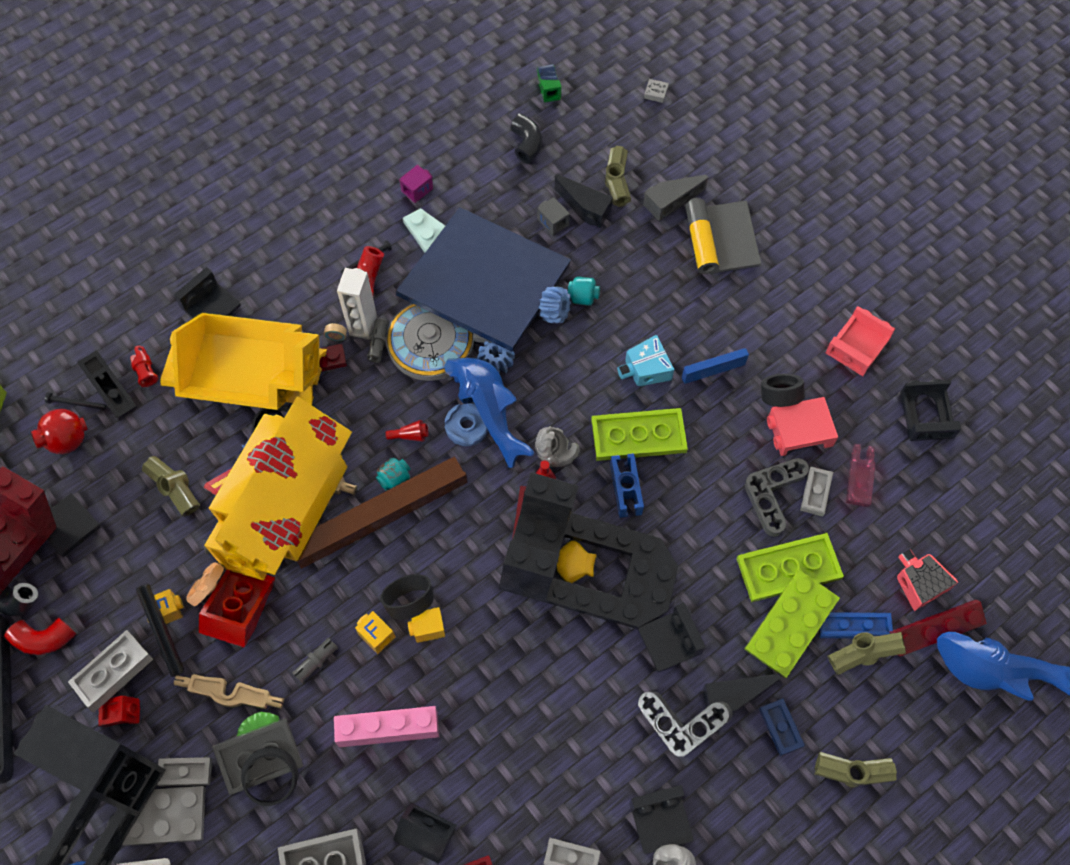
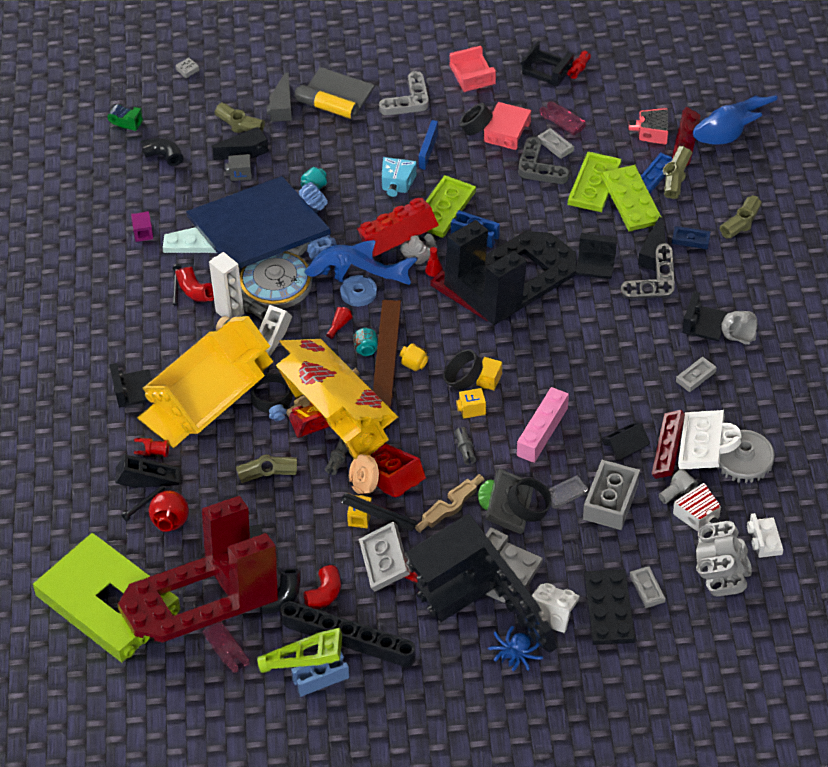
camera: 55 degrees left, 15 degrees down
(312, 807) = (567, 491): none -> clear tile
(350, 379) = (274, 326): none -> white slope
(403, 534) = (414, 357): none -> yellow head
(561, 409) = (398, 226): none -> red brick
(770, 312) = (386, 106): none -> light grey beam
(957, 444) = (579, 64): none -> red pin

